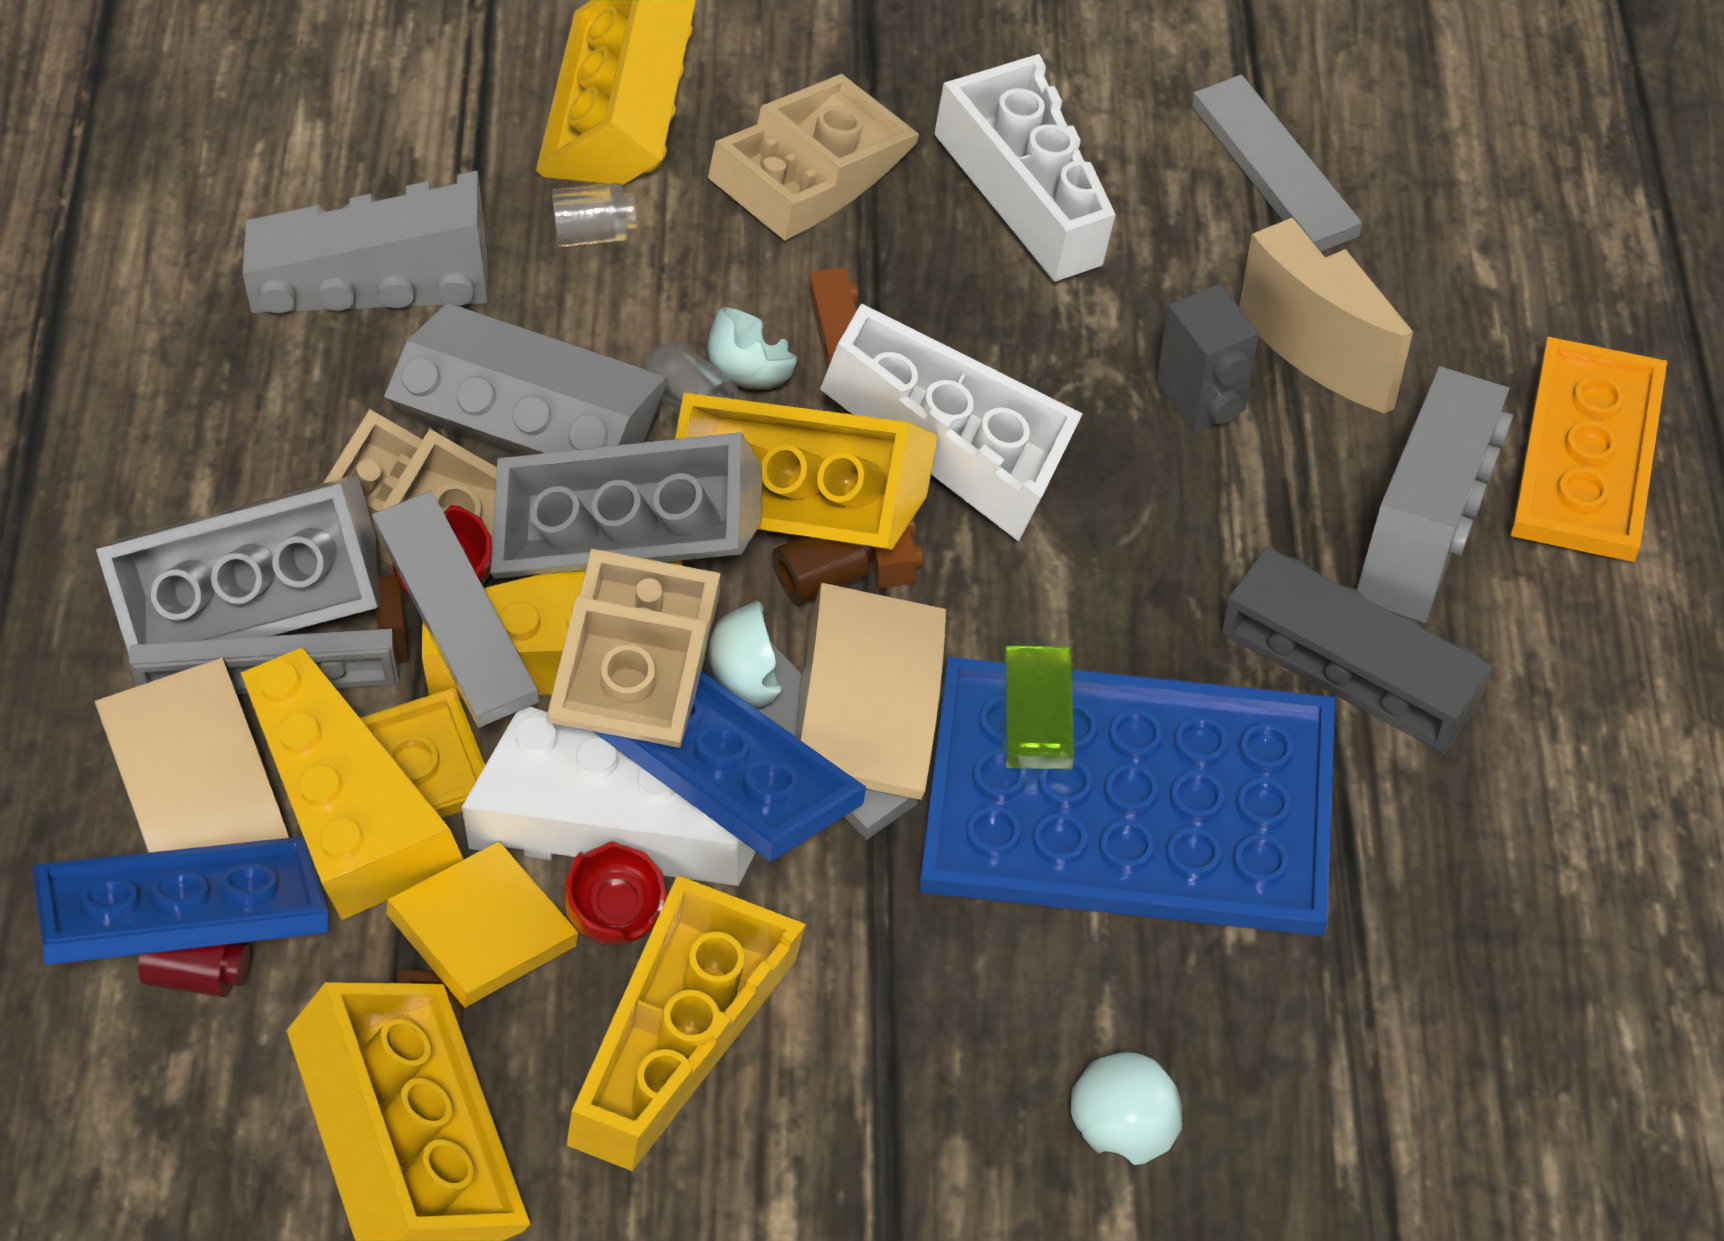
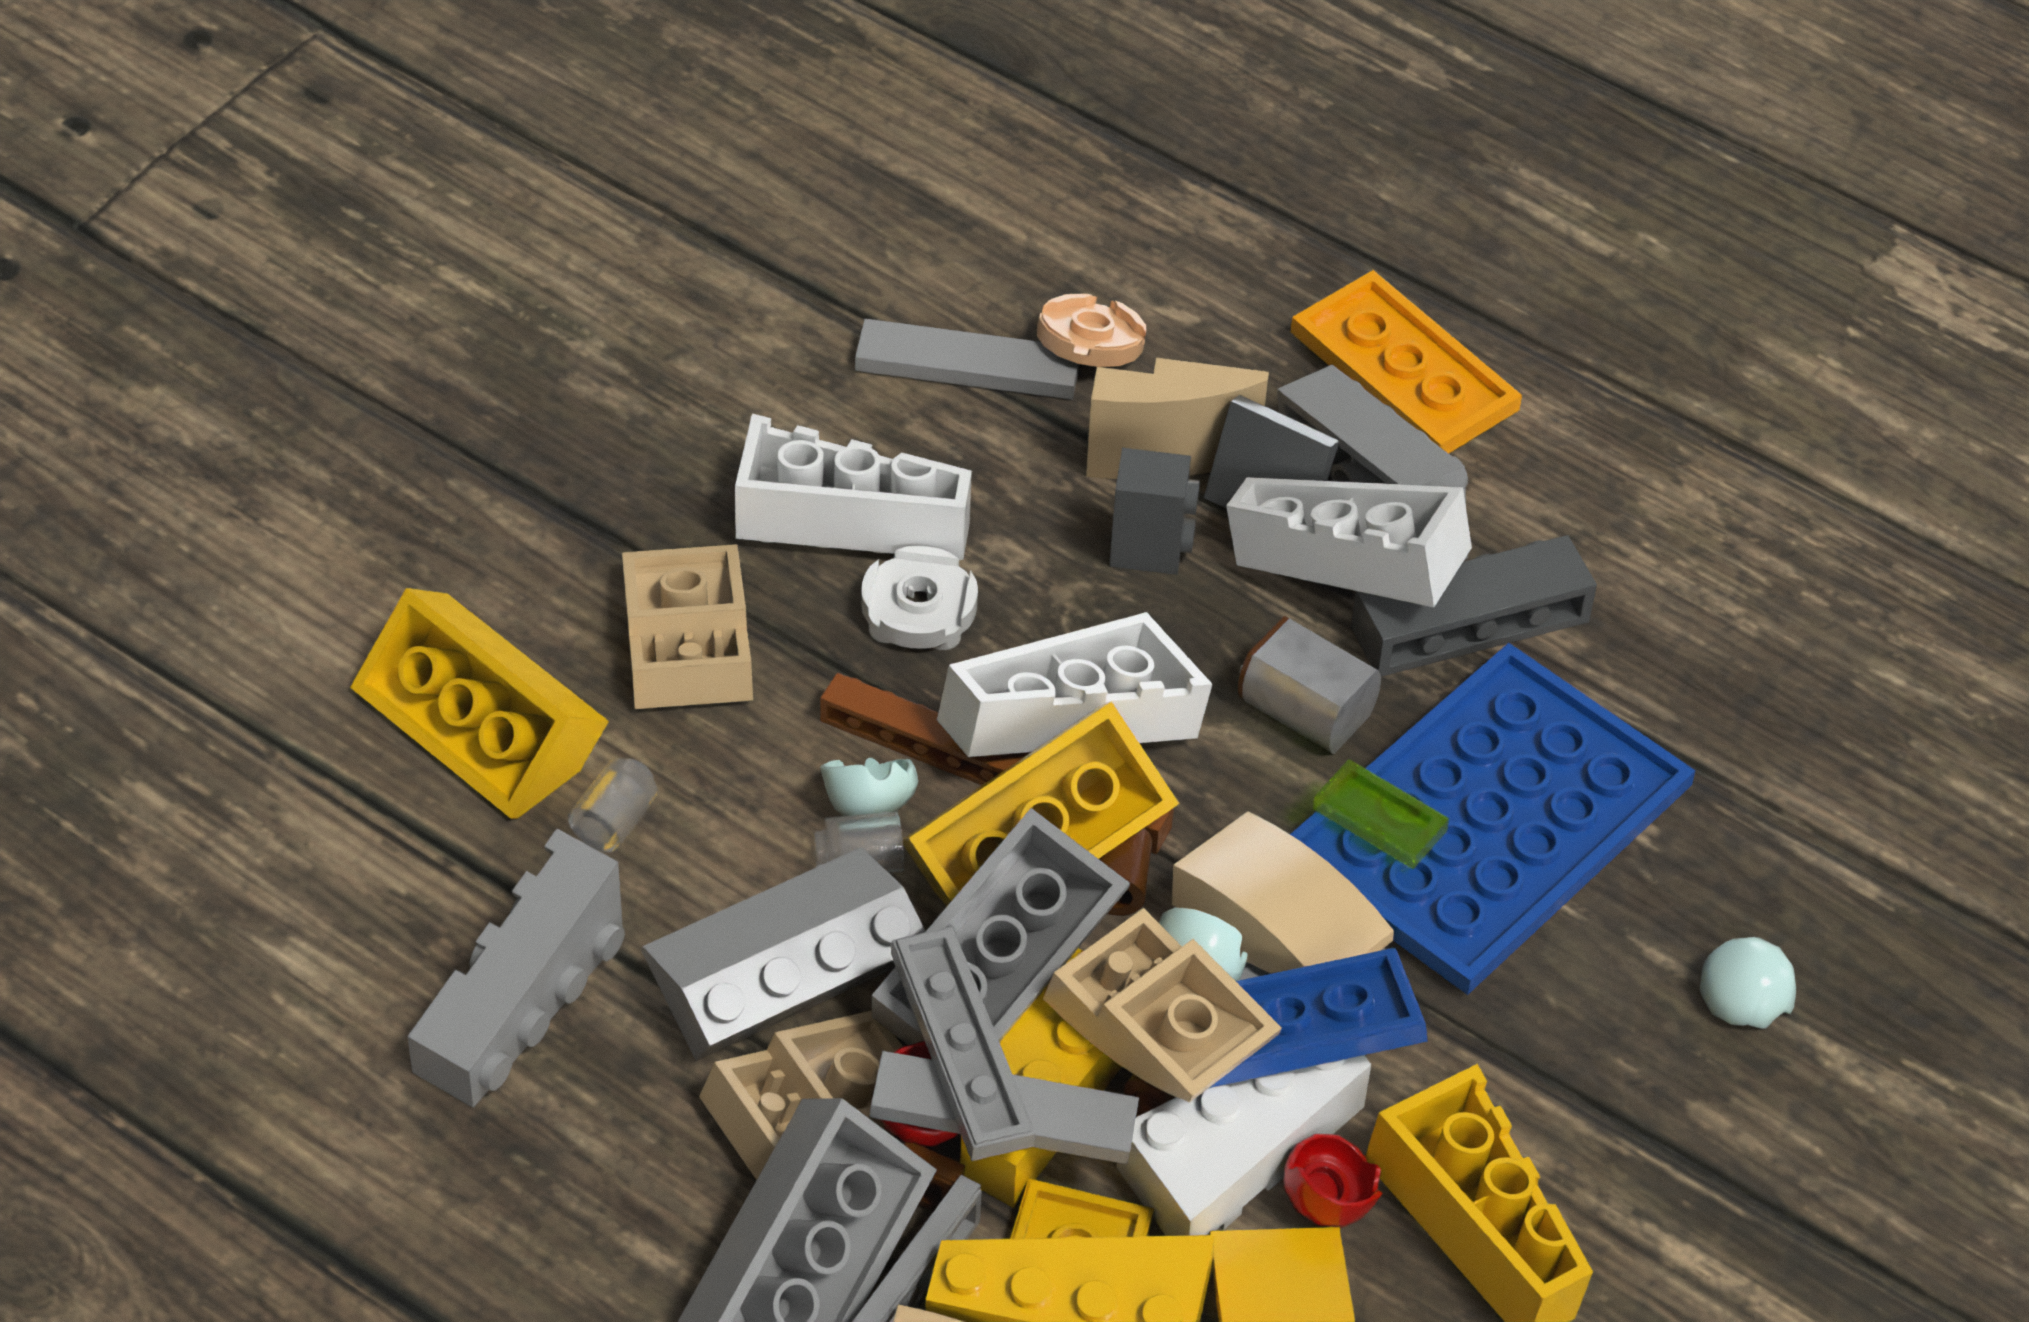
camera: 55 degrees left, 5 degrees down
(477, 535) = (962, 1044): none -> light grey tile
(978, 303) = (919, 624): none -> white plate
(1140, 580) = (1309, 684): none -> flat silver piece
(1315, 508) = (1353, 534): none -> white wedge
(1342, 412) = (1266, 445): none -> dark grey tile
(1385, 218) = (1091, 332): none -> light nougat tile

